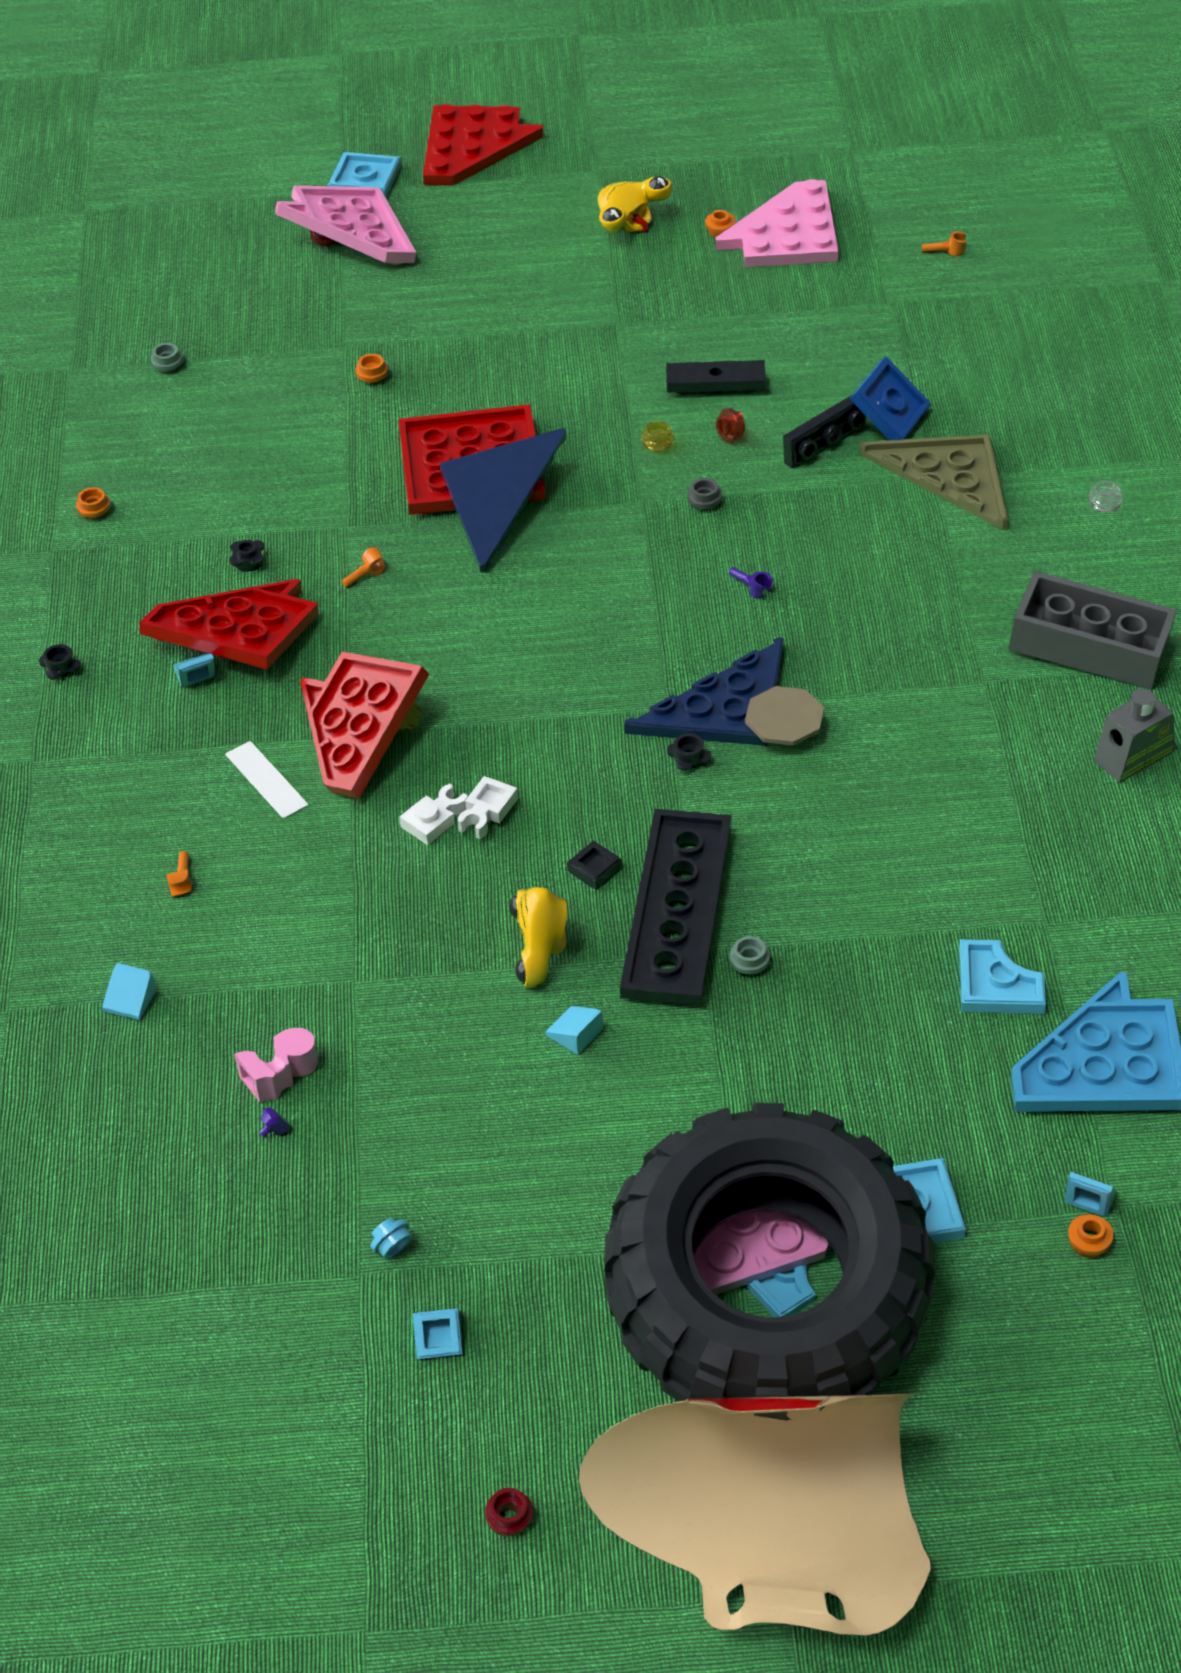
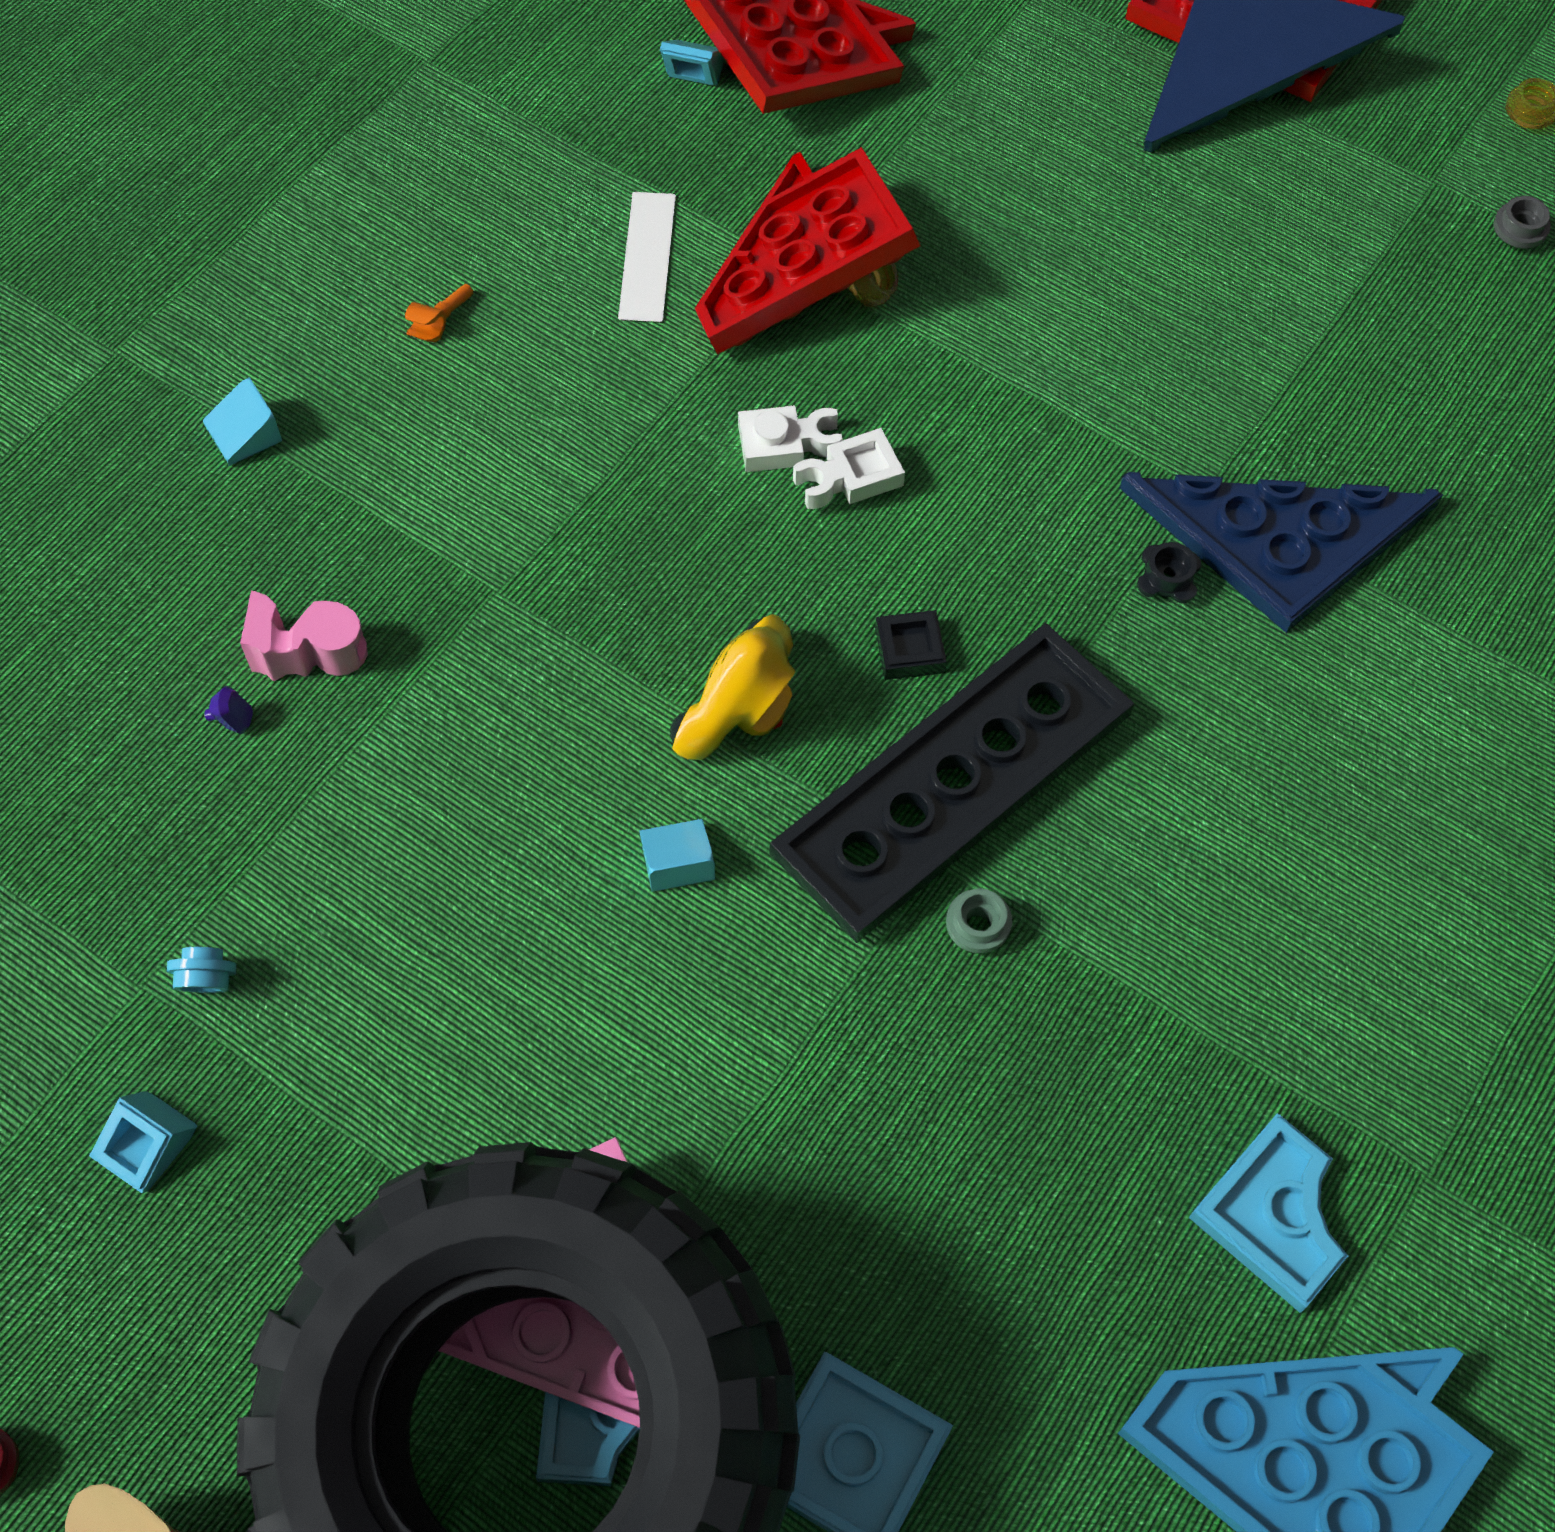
camera: 35 degrees right, 15 degrees up
(372, 564) = (1020, 59): orange hand -> none
(756, 582) = (1477, 387): dark purple hand -> none
(784, 715) = (1337, 609): dark tan piece -> none

